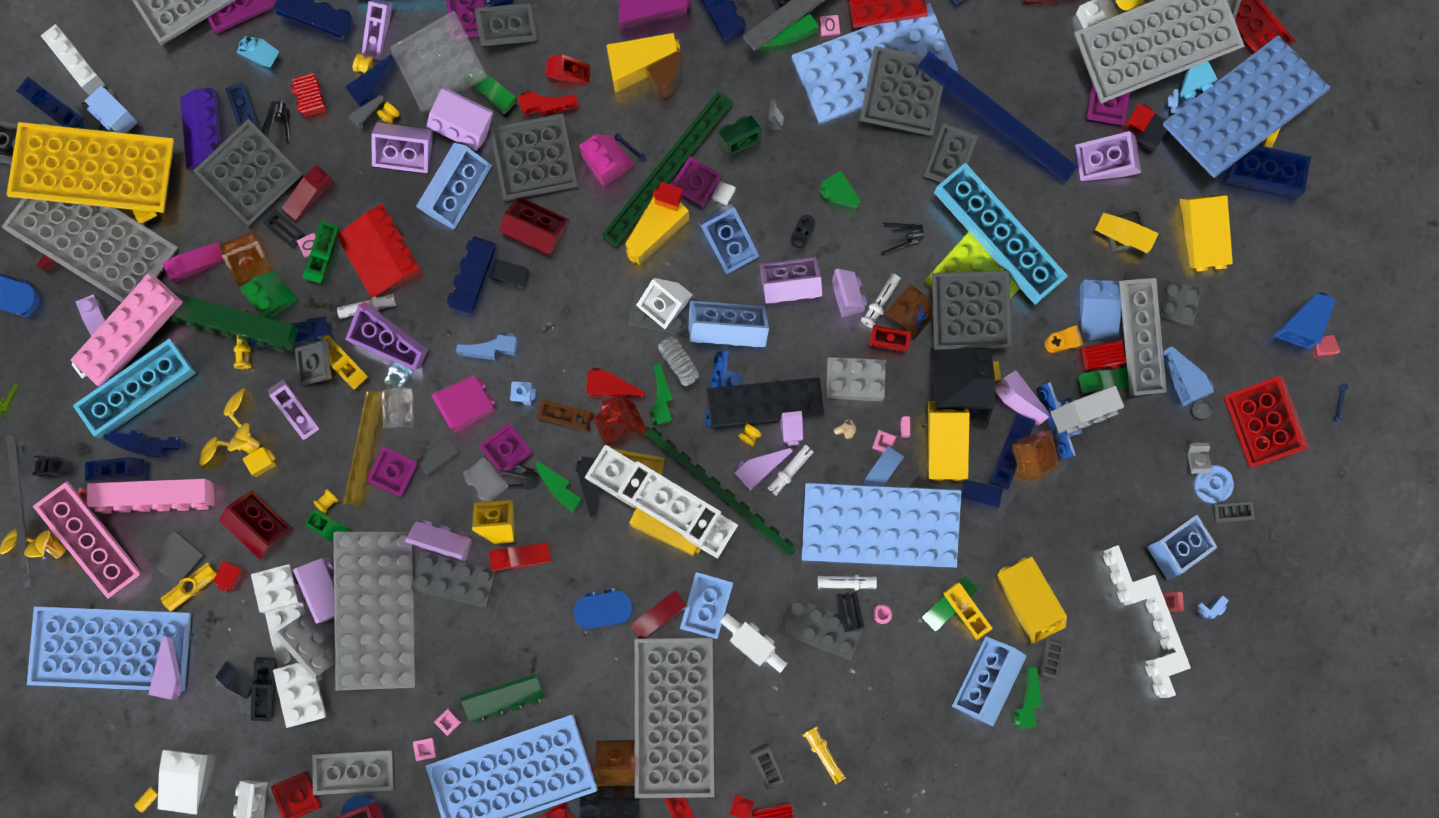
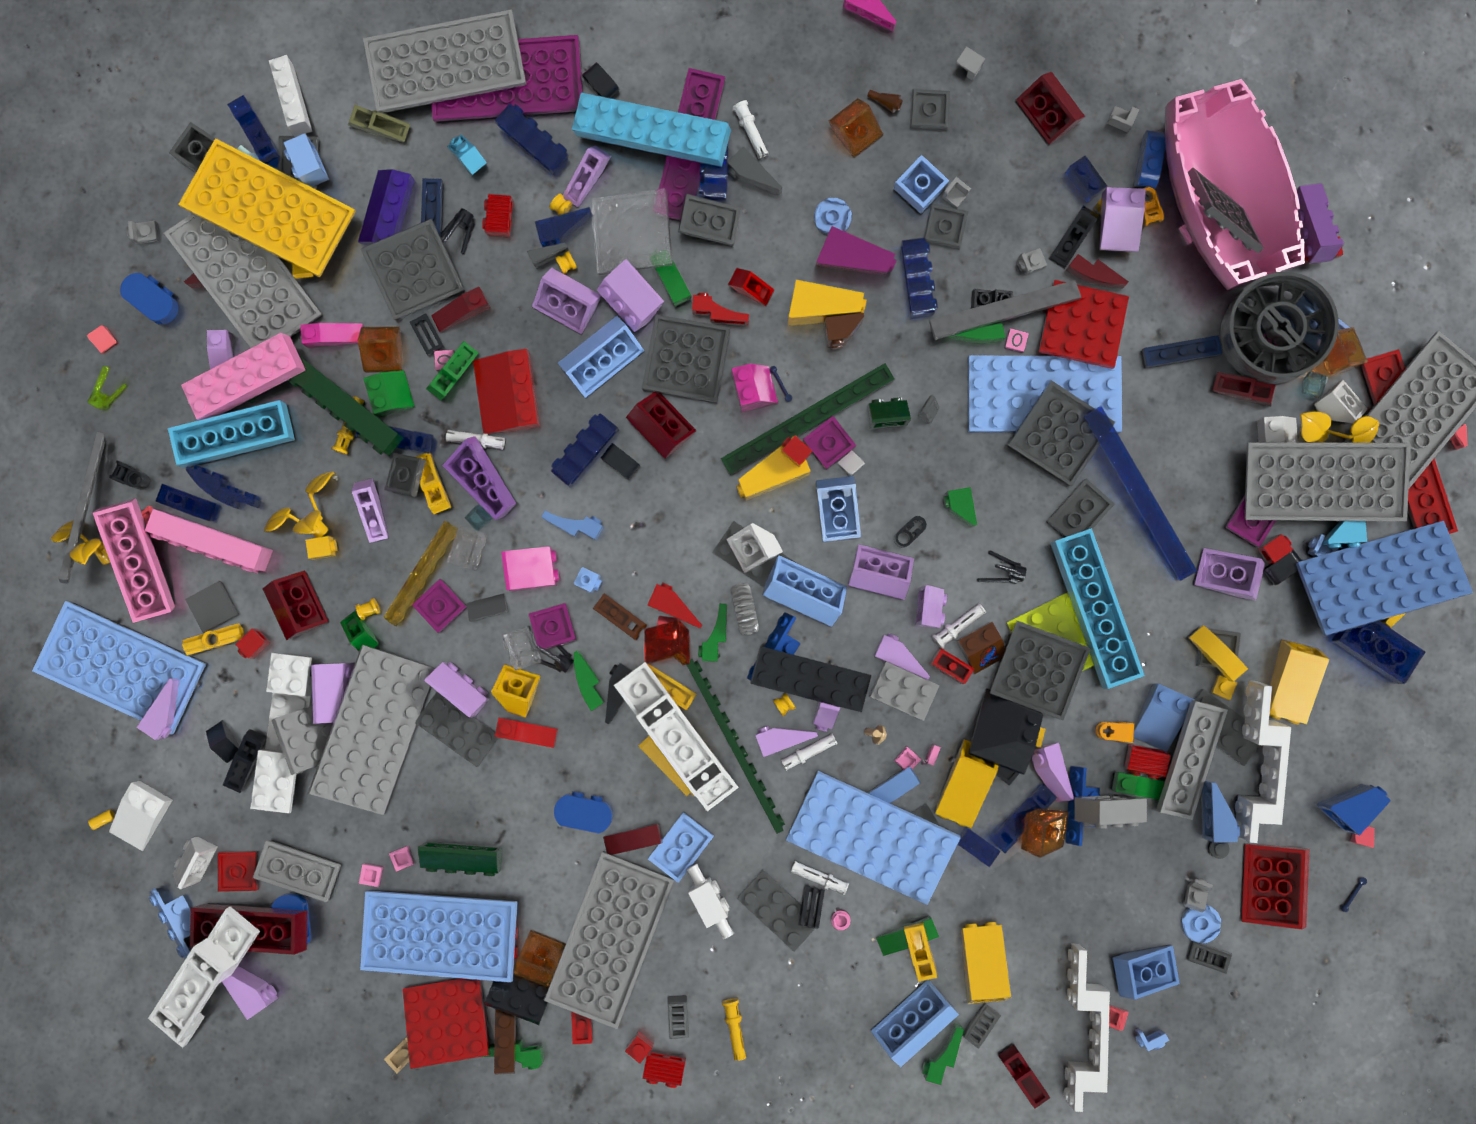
camera: 25 degrees right, 5 degrees up
(164, 55) = (378, 124): none -> olive slope
(836, 347) = (897, 654): none -> lavender slope
(1110, 689) = (1024, 1076): none -> dark red slope
(1145, 262) = (1223, 687): none -> yellow plate
(1218, 307) = (1276, 742): none -> white bracket

